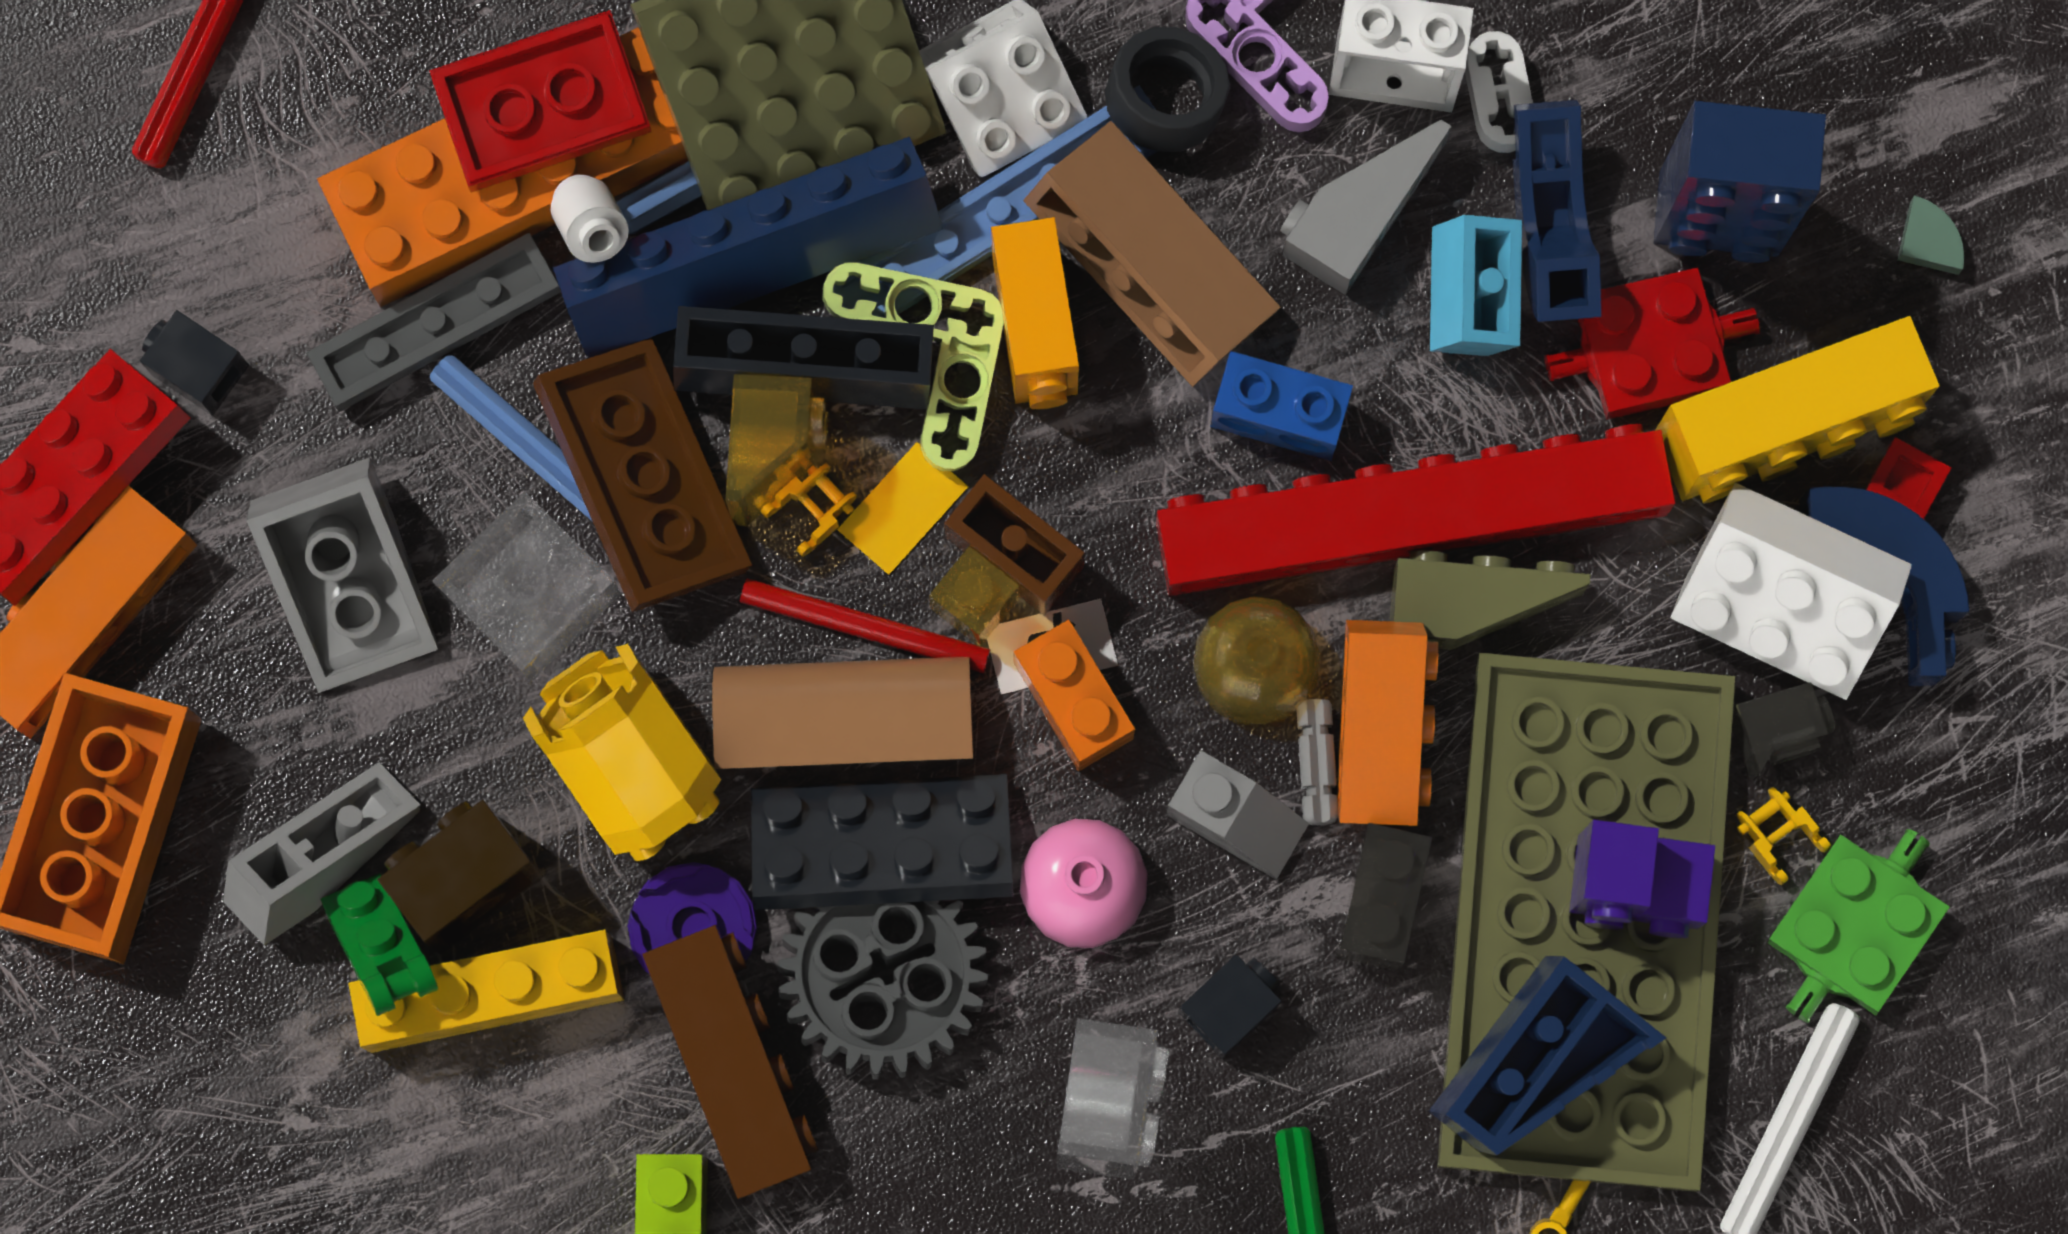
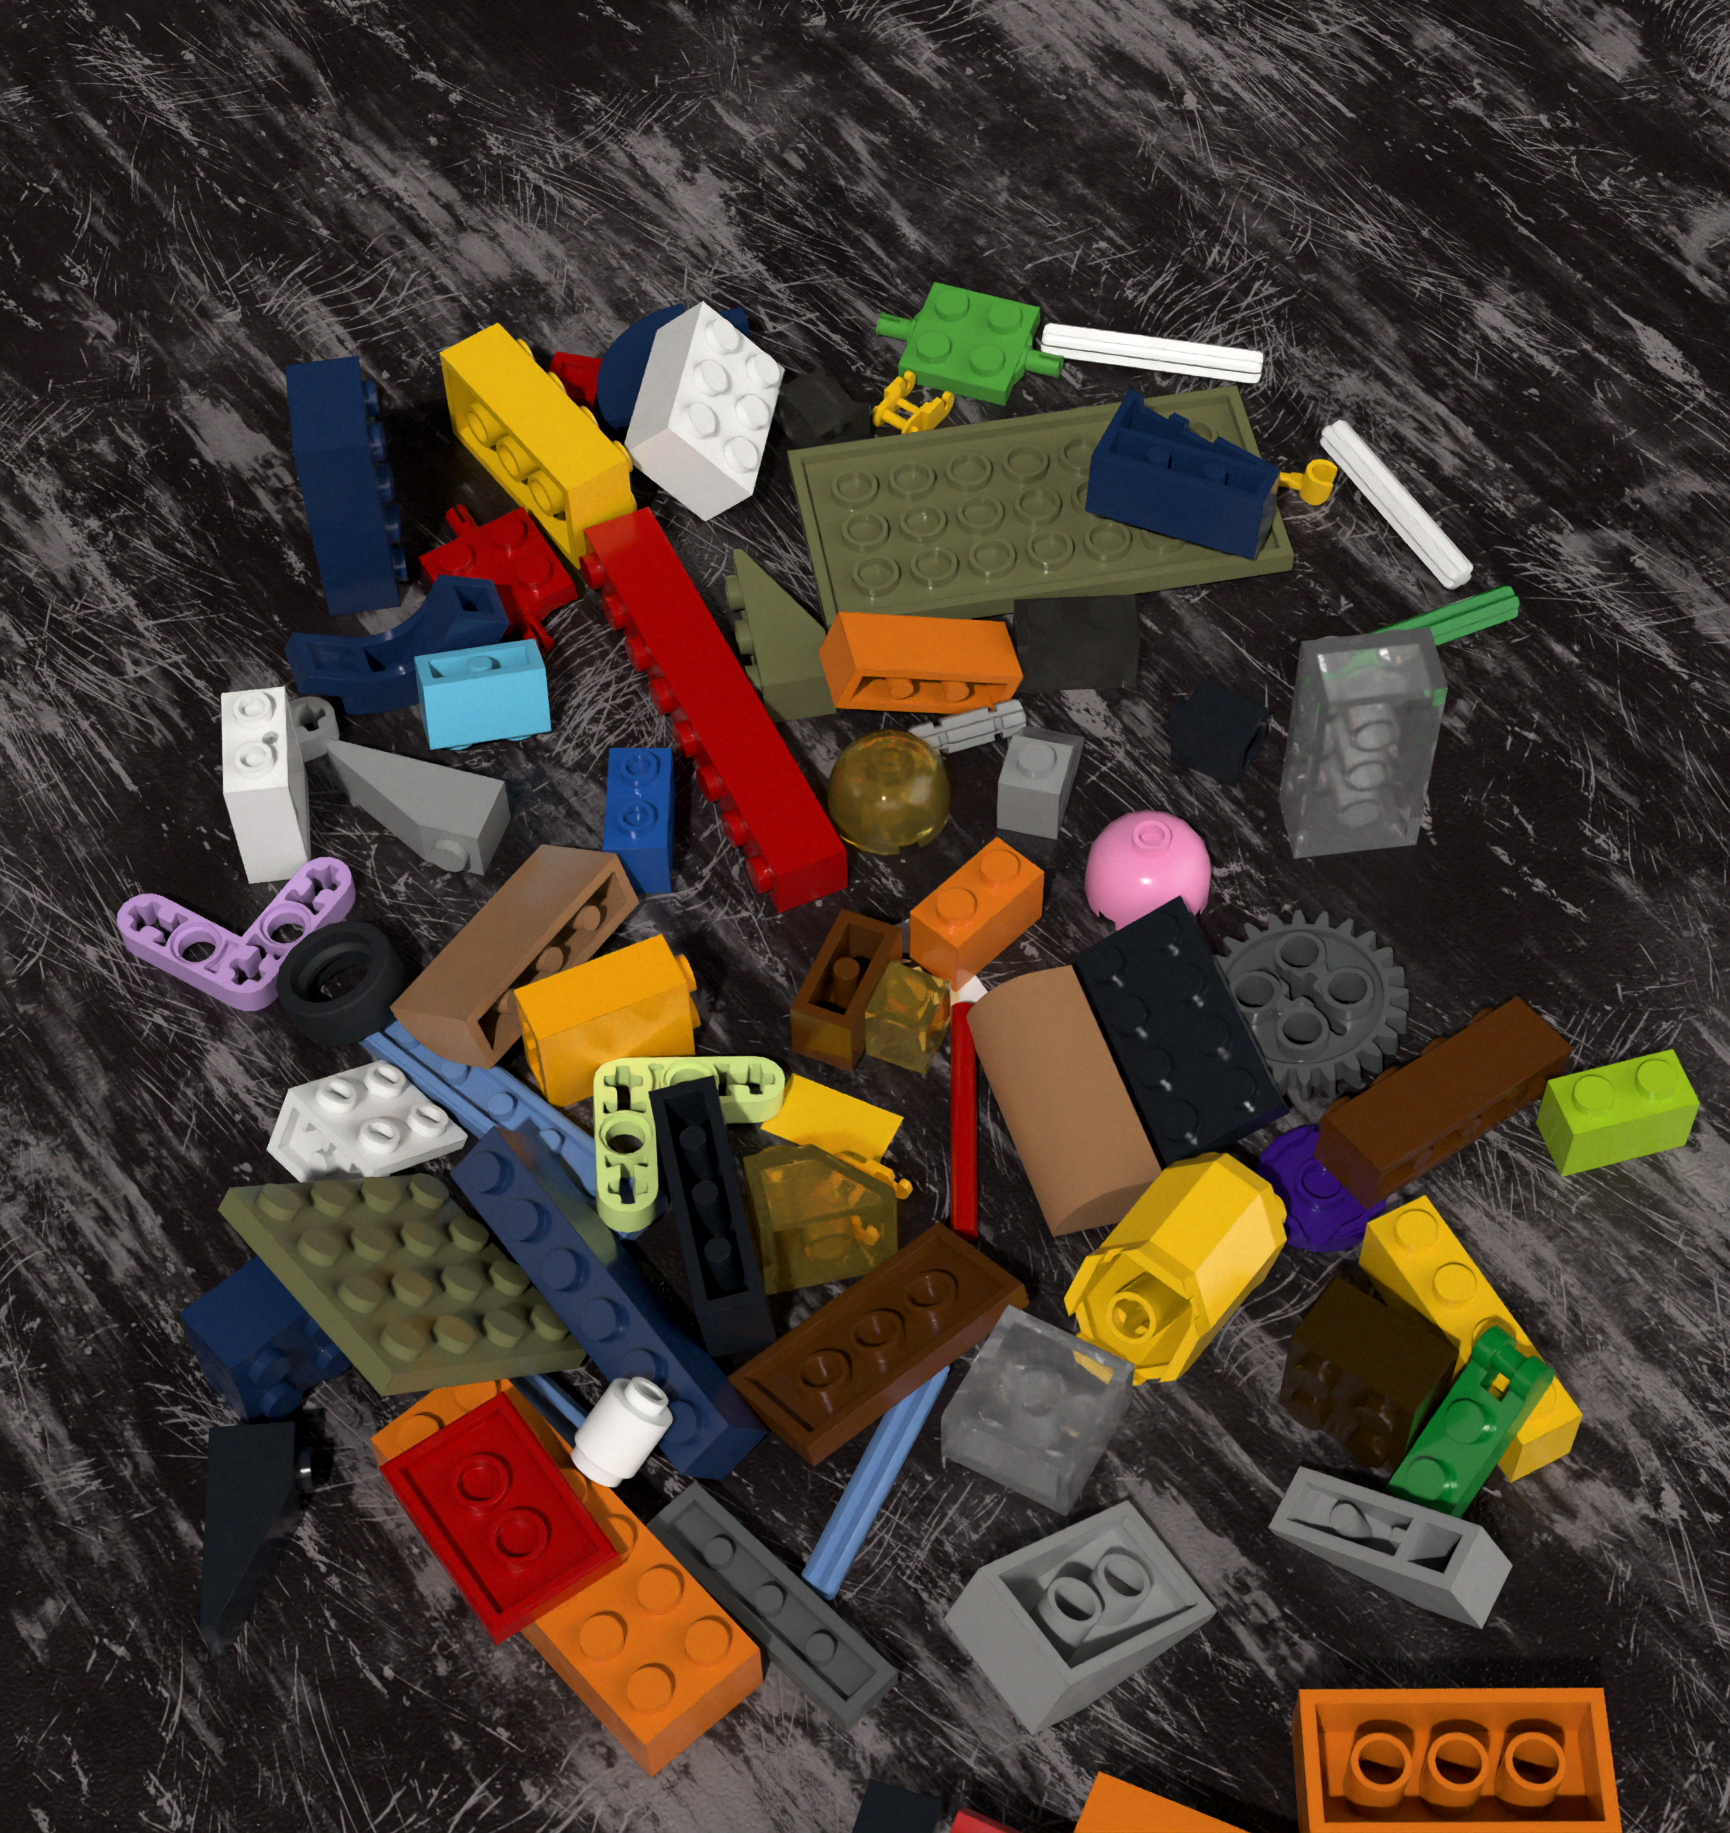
camera: 105 degrees left, 25 degrees down
(1635, 876) = (998, 454): dark purple brick -> none

